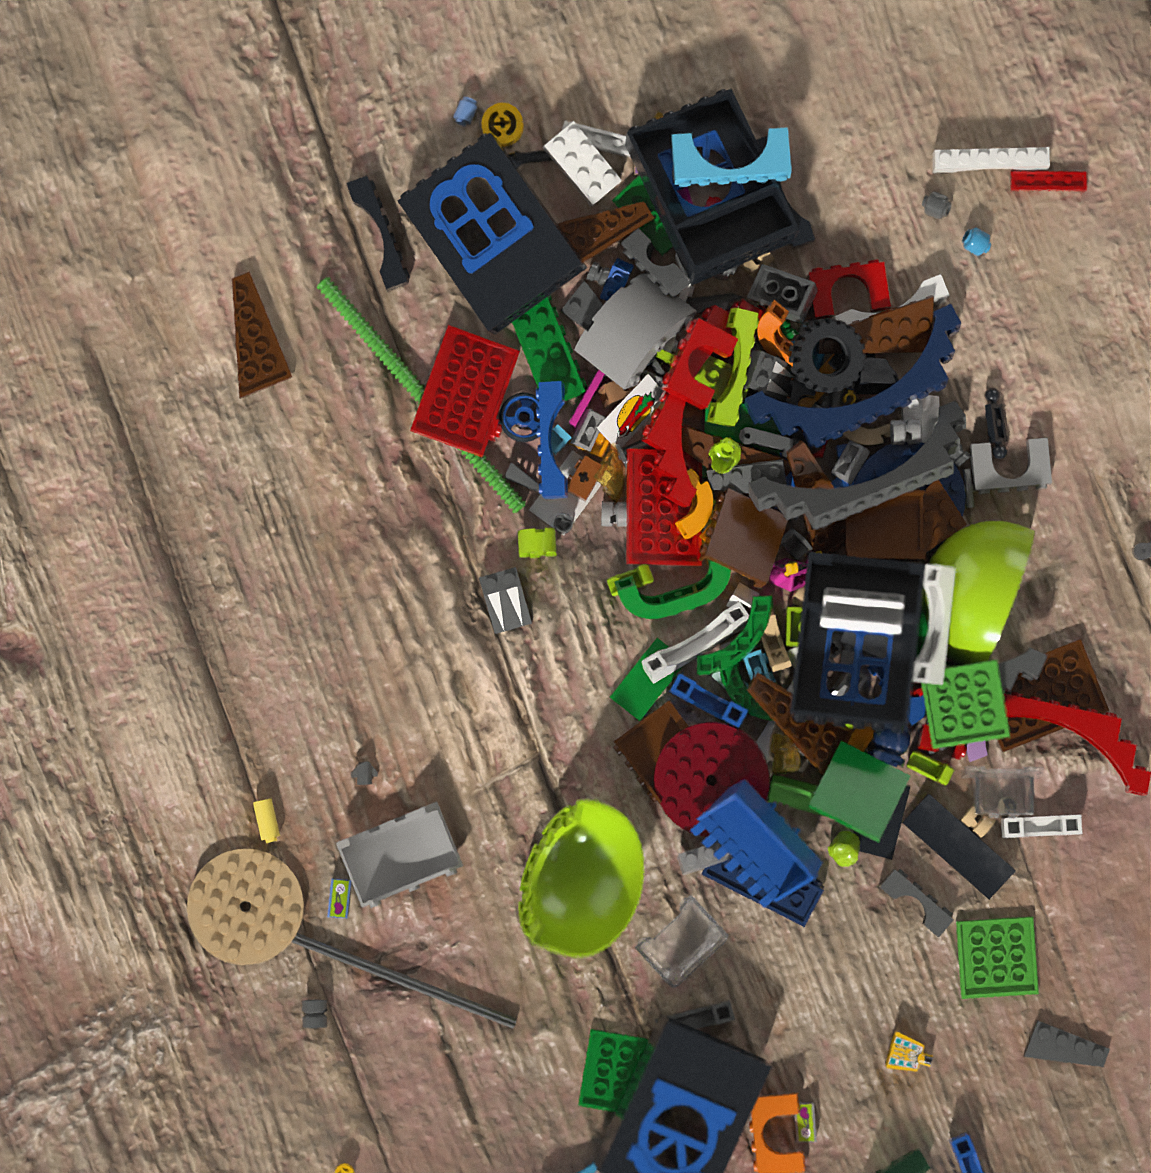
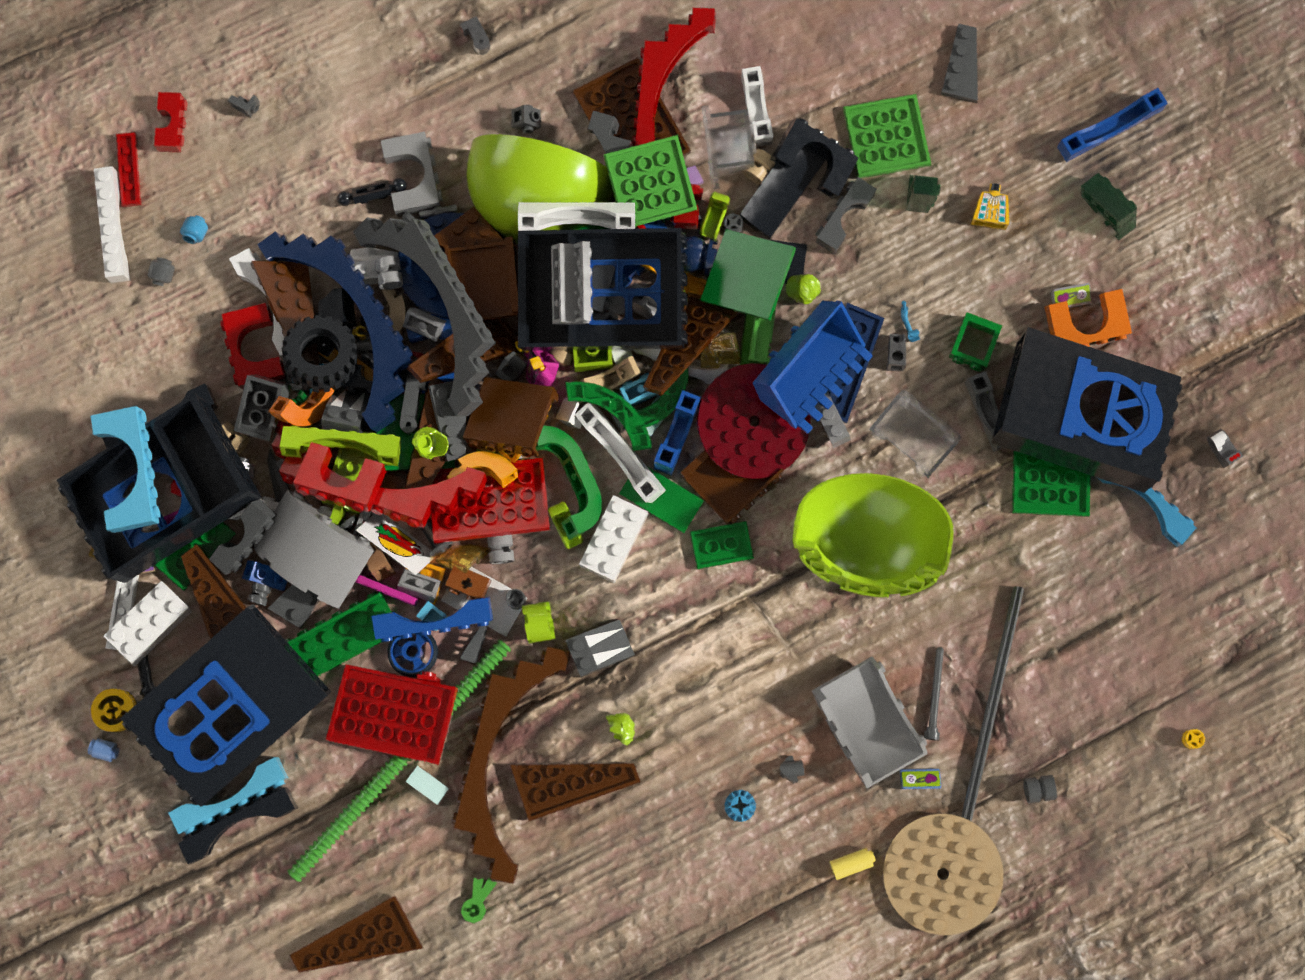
camera: 95 degrees left, 5 degrees down
(270, 450) = (474, 909): none -> bright green piece
(329, 712) = (734, 813): none -> dark azure gear
(365, 460) = (473, 803): none -> reddish brown arch
(375, 546) = (561, 786): none -> reddish brown wing
(383, 916) = (932, 732): none -> dark grey piece
(393, 418) = (427, 785): none -> light aqua tile
(421, 264) = (266, 775): none -> medium azure arch
(425, 613) = (622, 727): none -> lime hair
(593, 733) = (721, 545): none -> green tile
(611, 626) = (613, 539): none -> white brick
(767, 934) = (896, 352): none -> flat silver leg
(783, 955) = (913, 335): none -> dark azure piece
(786, 1025) = (980, 324): none -> green window
(921, 788) = (733, 220): none -> dark grey wheel
(932, 982) = (922, 193): none -> clear green wedge
(973, 903) = (839, 159): none -> black arch
(1055, 588) = (526, 118): none -> dark grey brick
(1076, 226) = (170, 137): none -> red arch
(1103, 300) = (244, 106): none -> dark grey bracket

